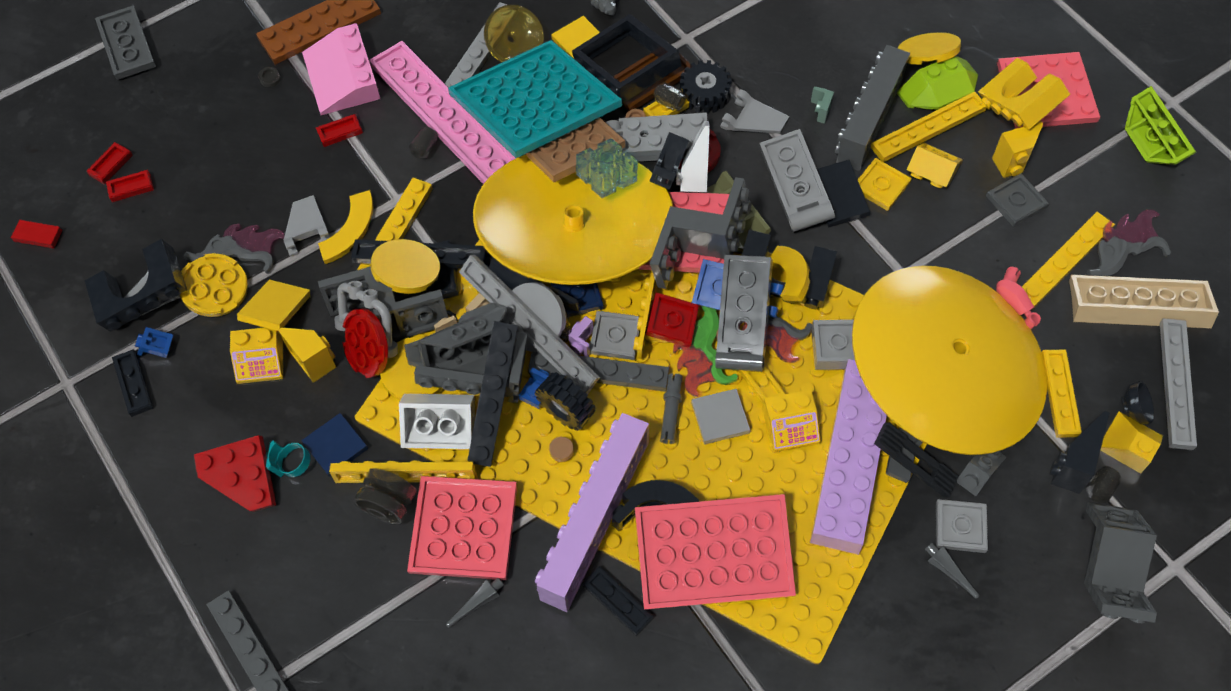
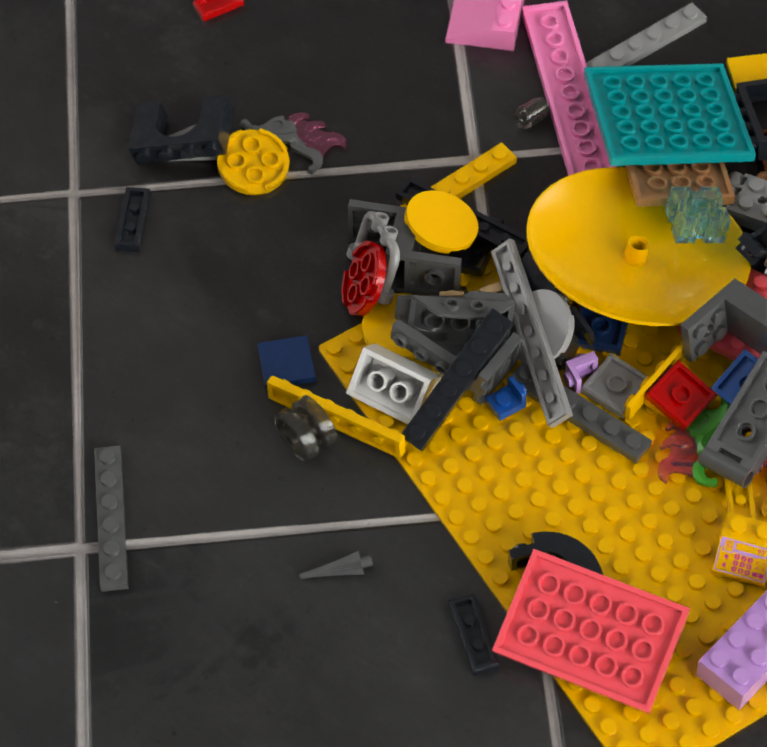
camera: 30 degrees right, 5 degrees down
(36, 234) = (117, 42): red tile -> none
(129, 186) = (225, 33): red tile -> none
(154, 342) = (170, 190): blue bracket -> none
(239, 472) = (185, 345): red plate -> none
(256, 355) = (259, 245): yellow slope -> none
(273, 305) = (299, 205): yellow tile -> none
(278, 453) = (227, 345): teal piece -> none
(304, 222) = (371, 140): light grey flag -> none
(309, 351) = (309, 263): yellow slope -> none
(339, 130) = (455, 65): red tile -> none
(354, 228) = (417, 167): yellow tile -> none
(463, 528) = (363, 494): coral plate -> none
(513, 22) = (684, 26): clear yellow dish -> none
(561, 449) = (498, 467): medium nougat tile -> none
(565, 401) = (525, 421): black wheel -> none
(593, 512) = (486, 539): lavender brick -> none
(672, 399) = (636, 472): dark grey pin -> none
(720, 416) = (676, 512): light grey tile -> none

